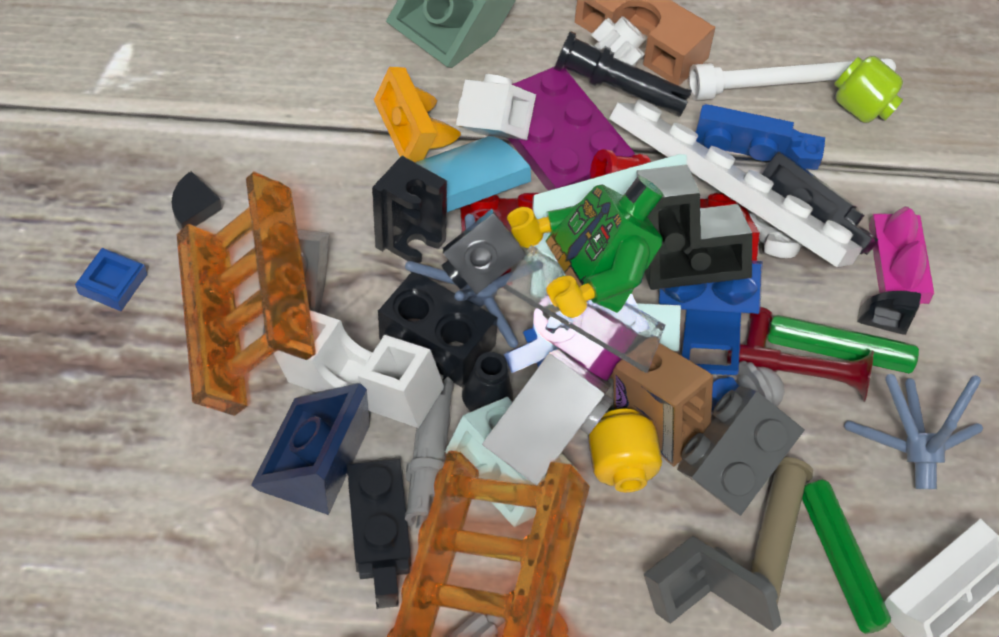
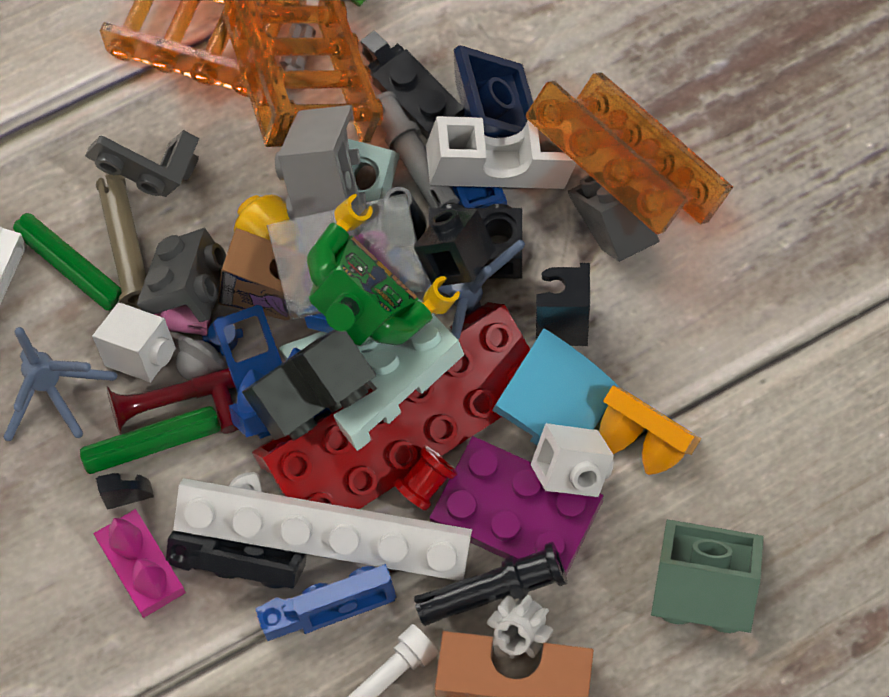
camera: 155 degrees right, 10 degrees up
(111, 279) = (758, 143): blue tile -> none
(193, 201) = (759, 241): black tile -> none
(822, 410) = (134, 342): none -> white brick

